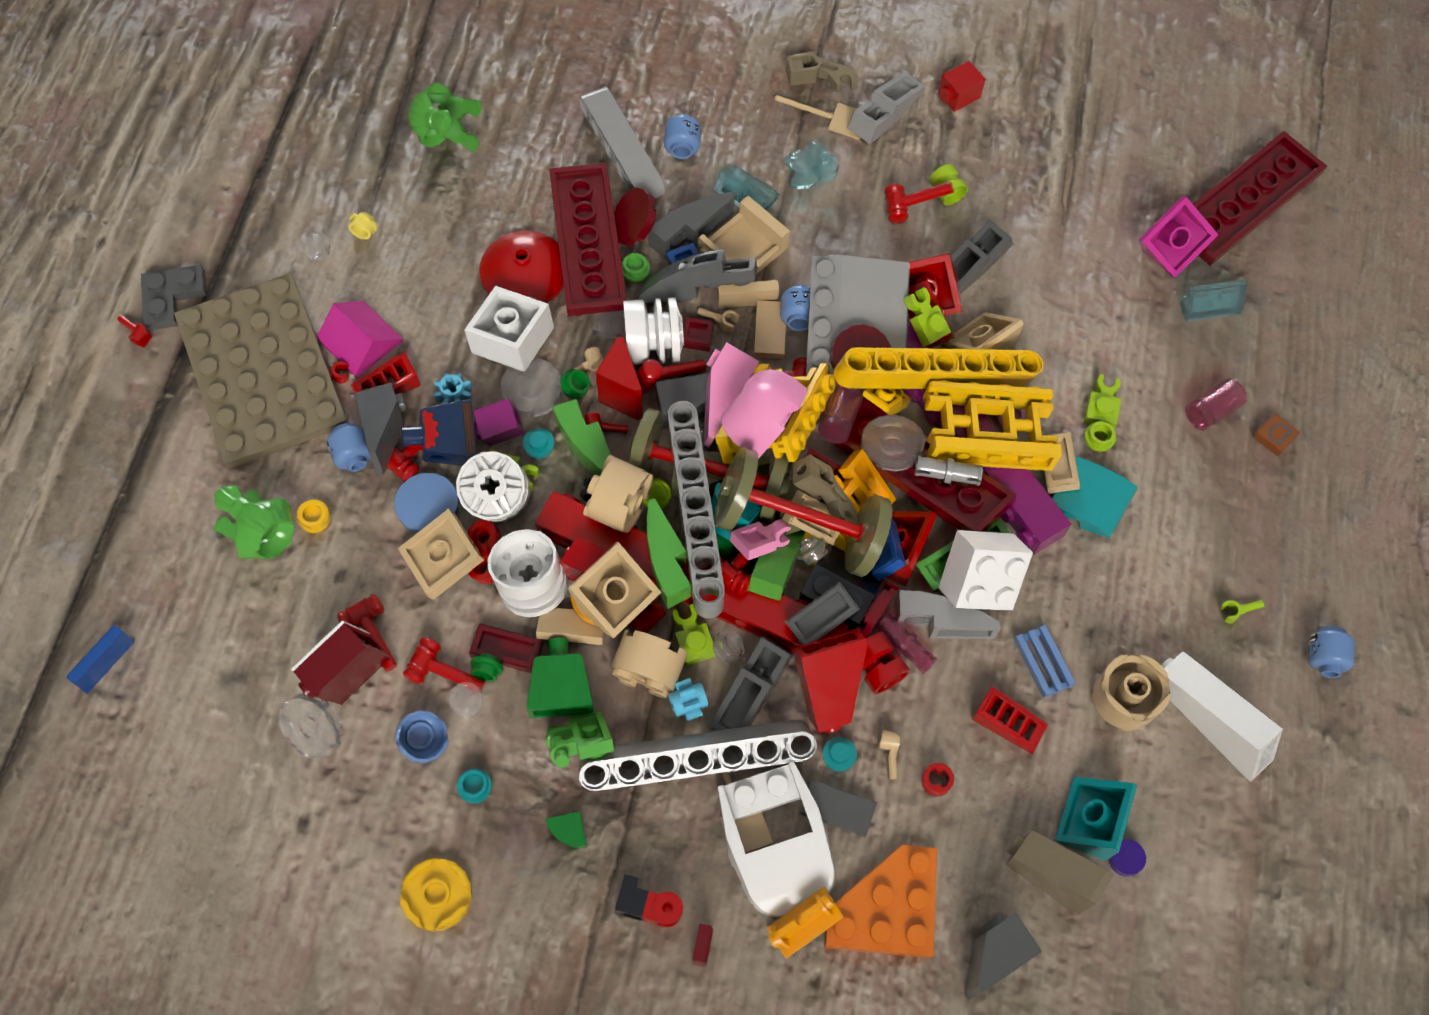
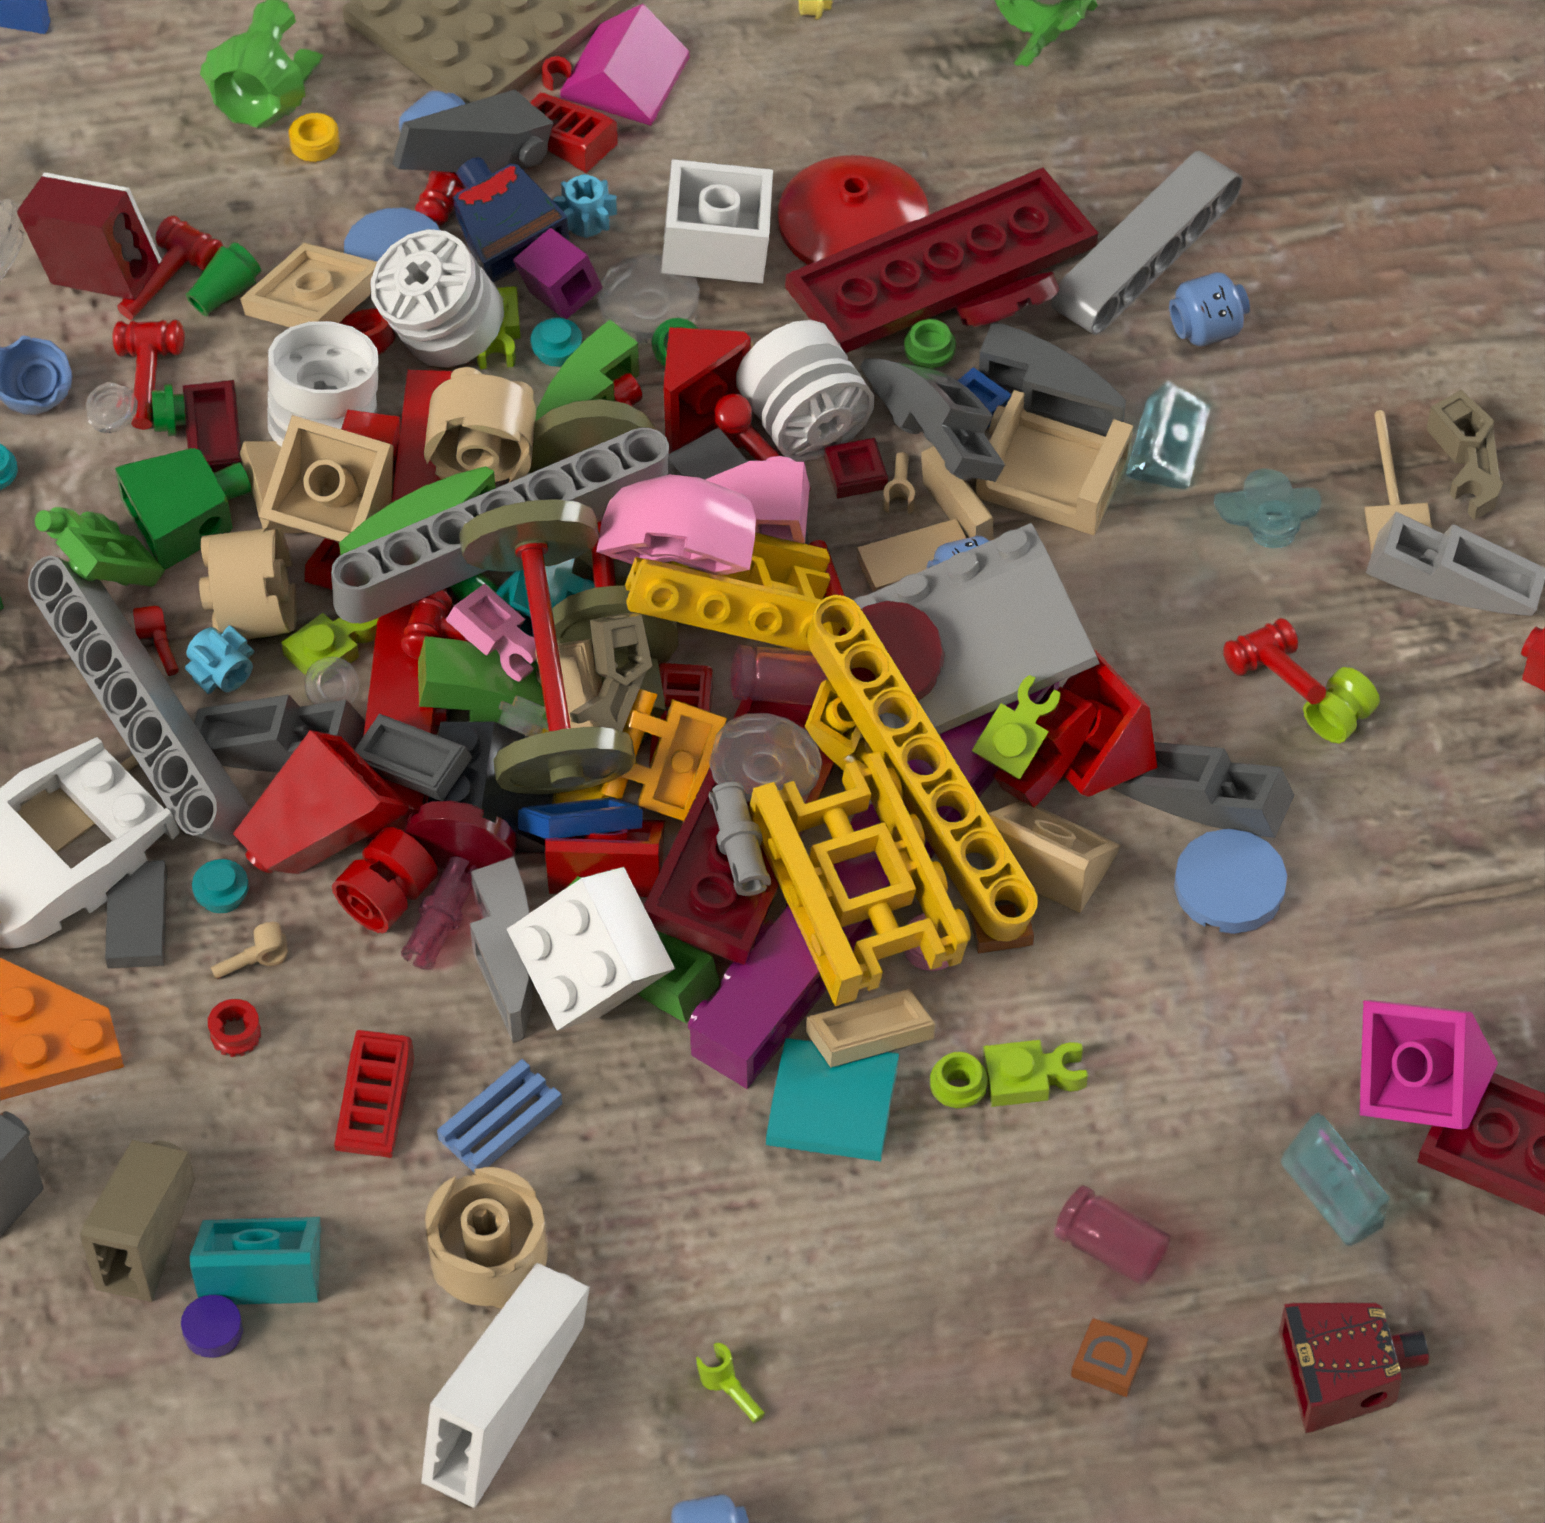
camera: 70 degrees right, 10 degrees down
(400, 601) = (225, 277): none -> green cone
(638, 729) = (150, 623): none -> red hand
(1026, 274) = (1230, 880): none -> medium blue tile
(1315, 338) = (1345, 1360): none -> dark red torso

